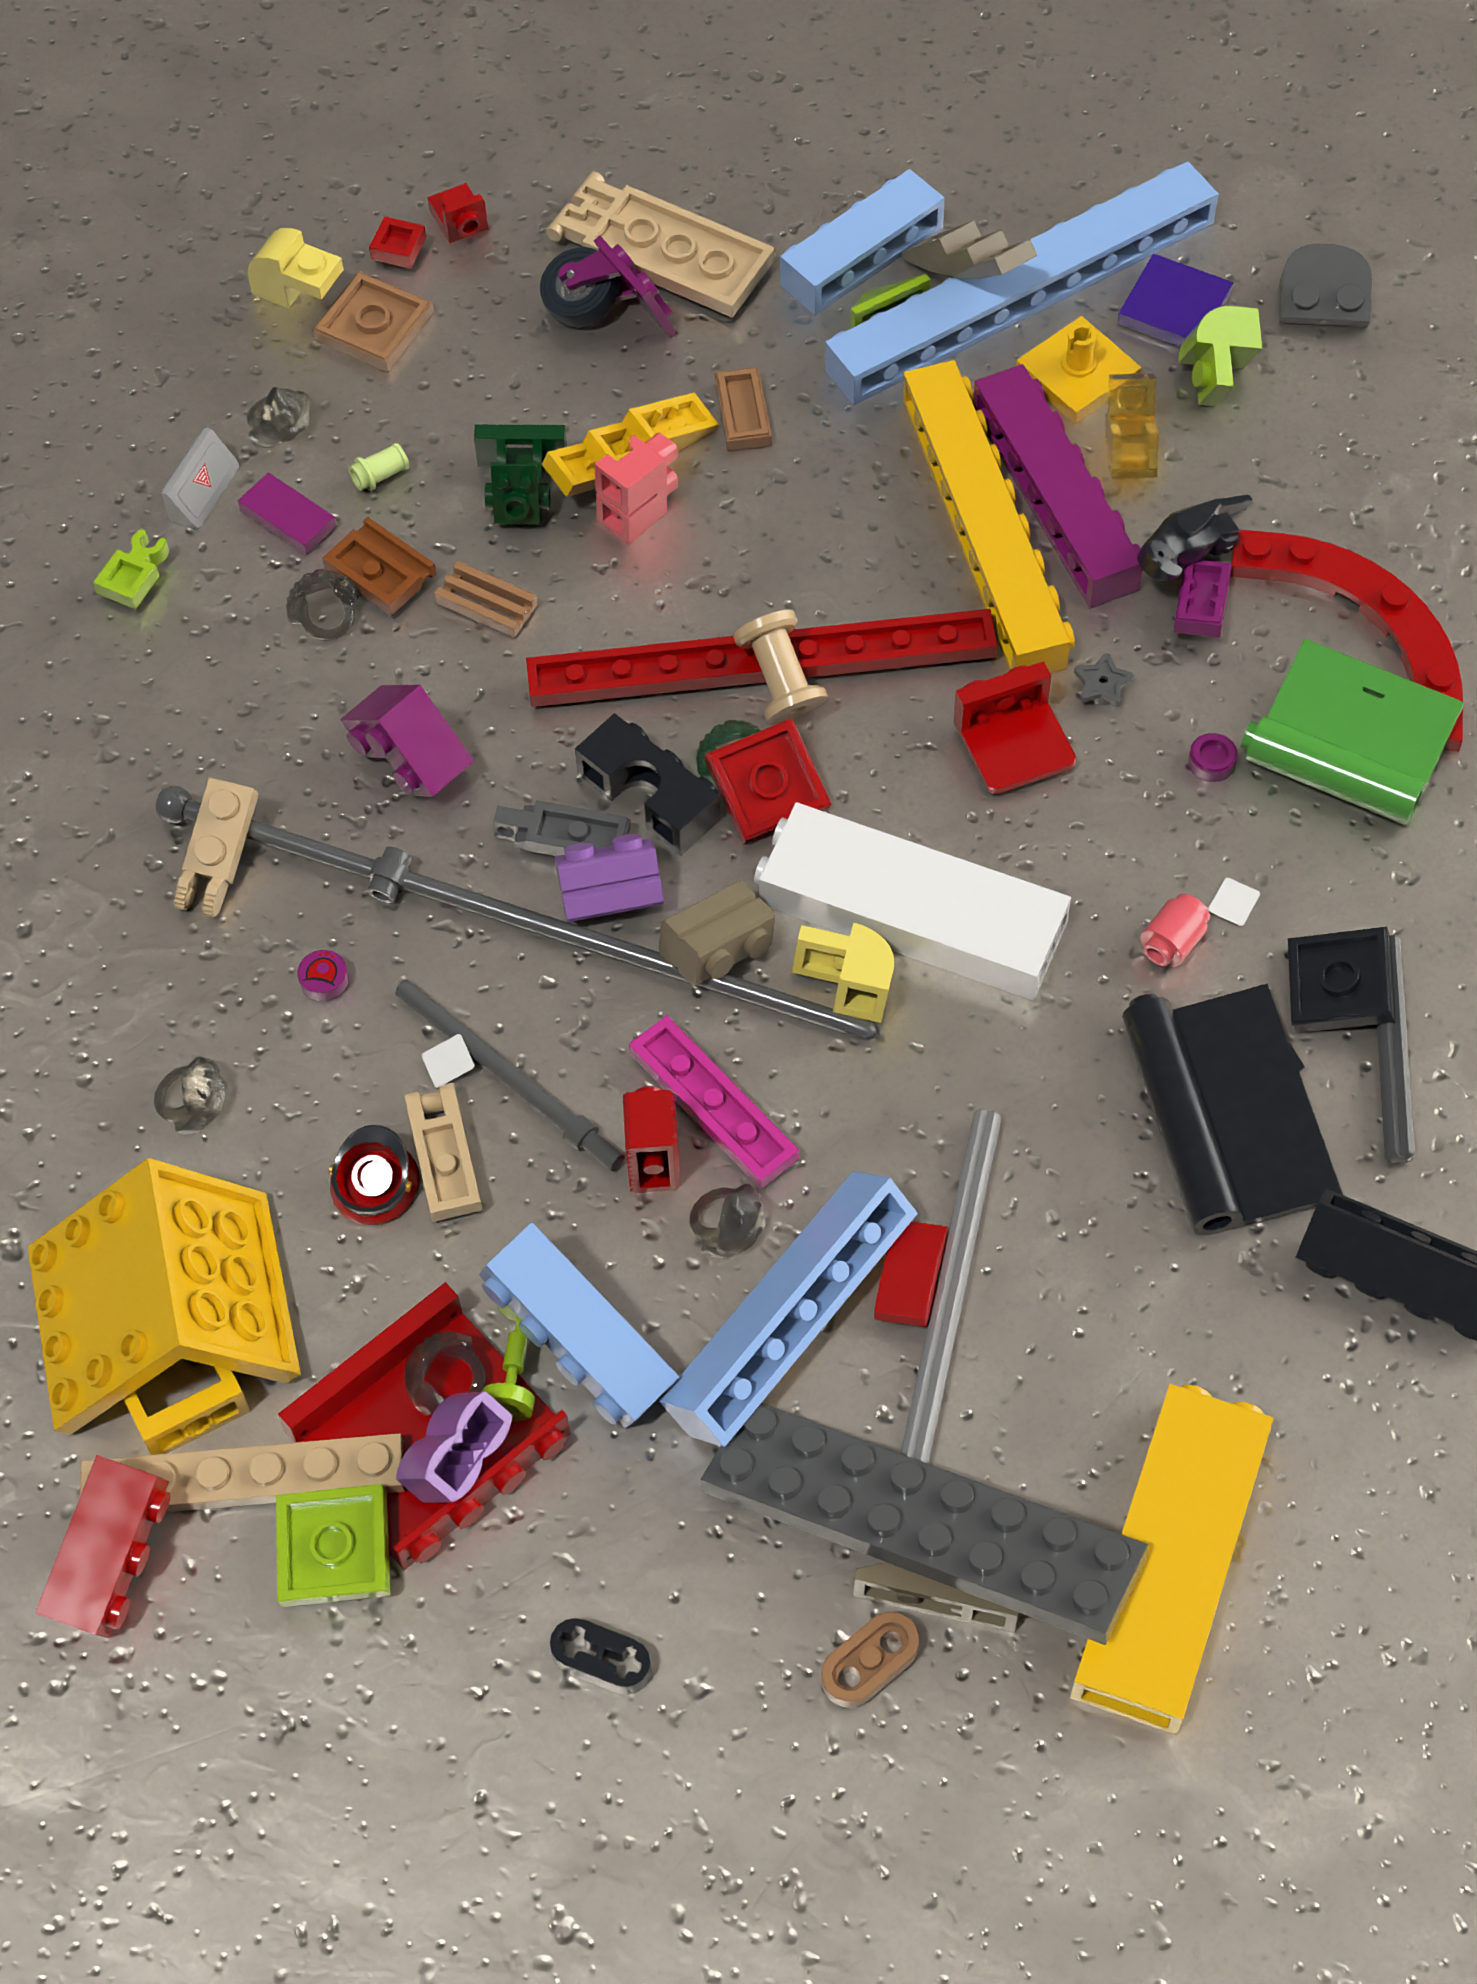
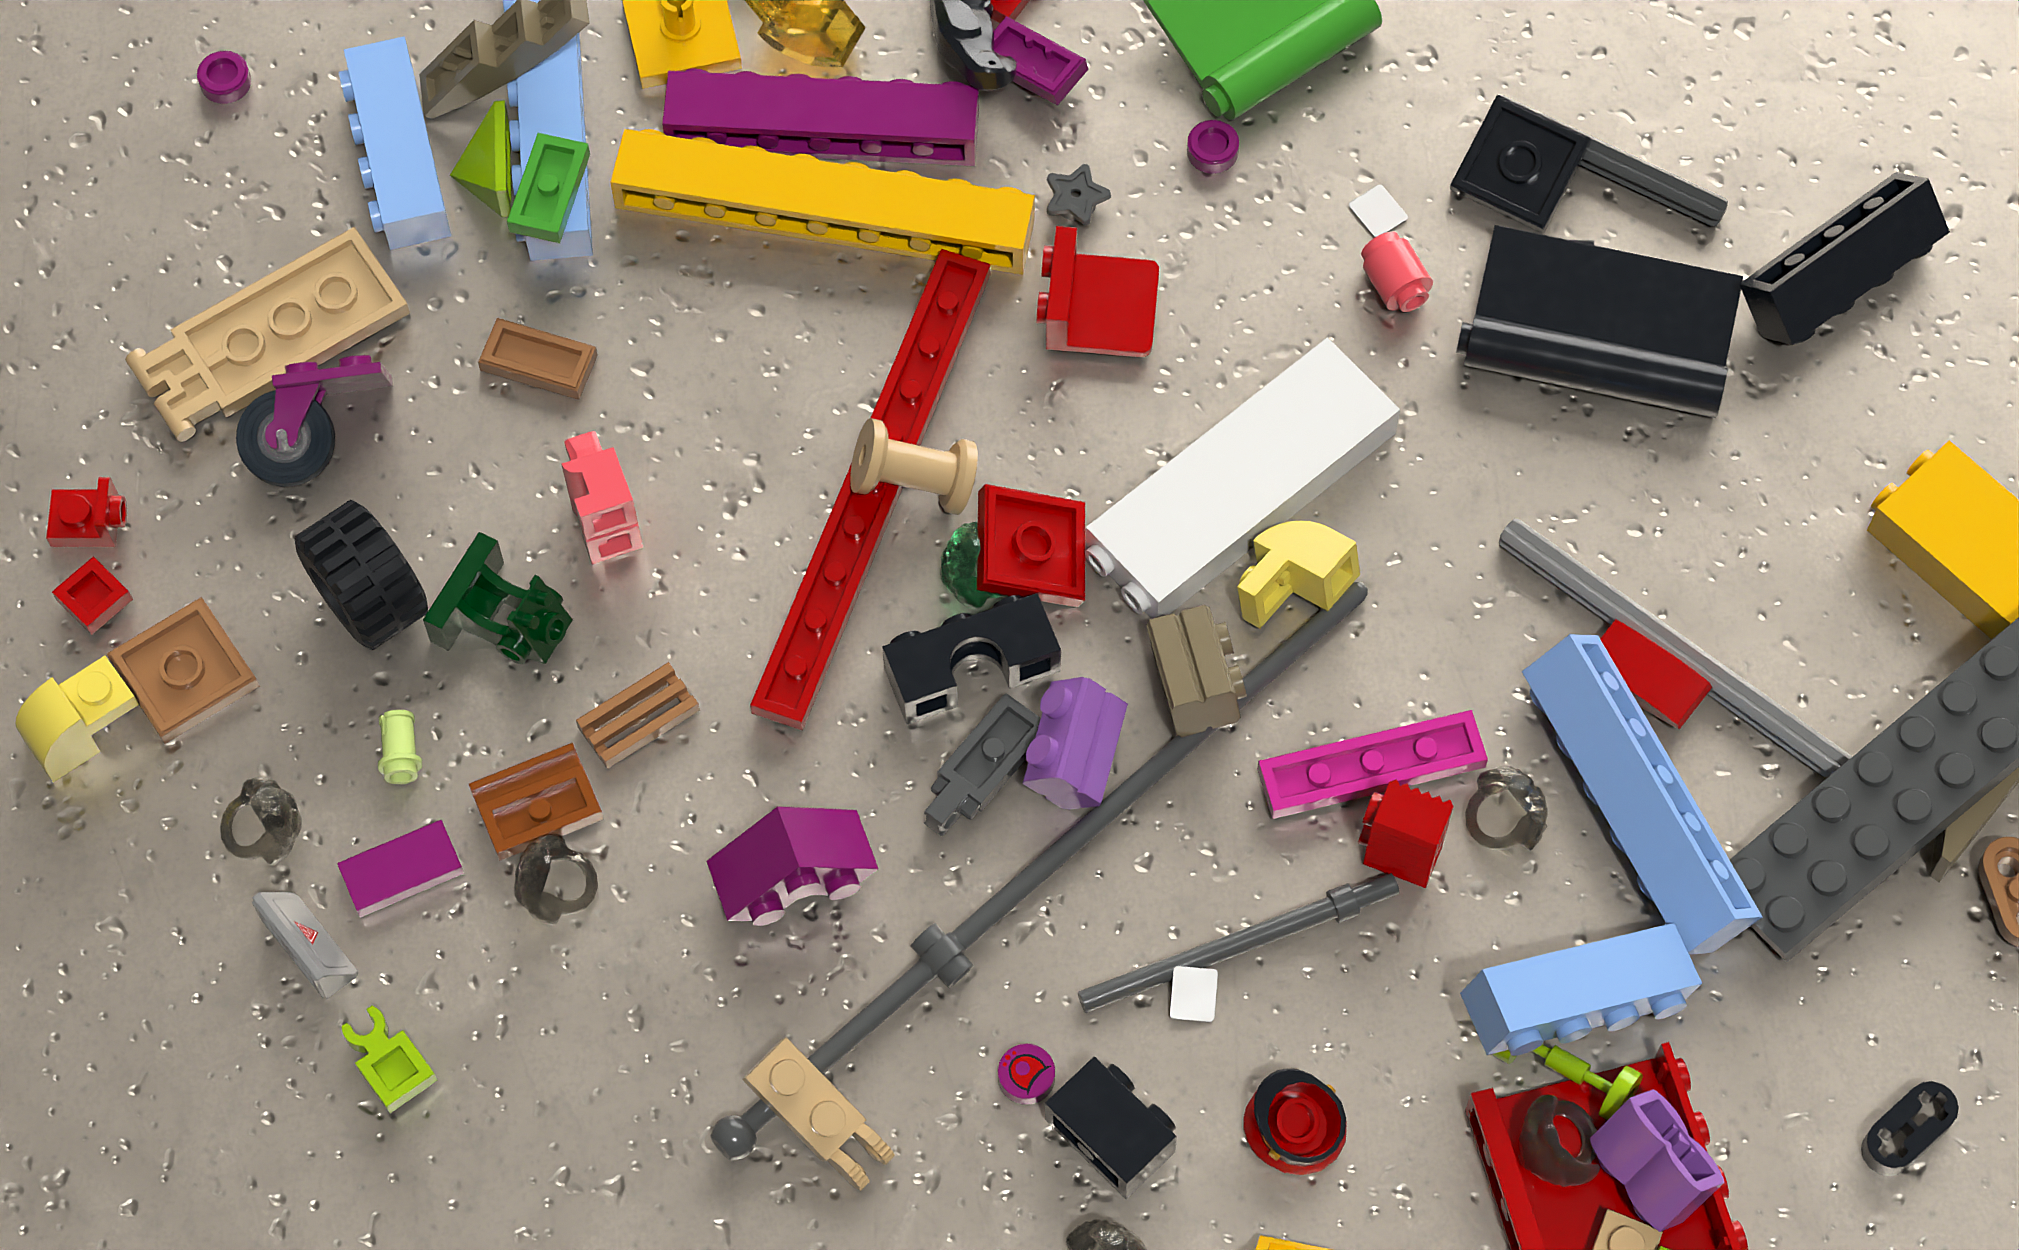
camera: 65 degrees left, 5 degrees up
(297, 1043) = (1112, 1126): none -> black brick
(443, 1153) = (1301, 1041): tan plate -> none
(484, 368) = (361, 574): none -> black tyre
(678, 418) = (530, 484): yellow slope -> none
(855, 126) = (224, 77): none -> magenta tile
(866, 331) = (548, 187): none -> bright green plate

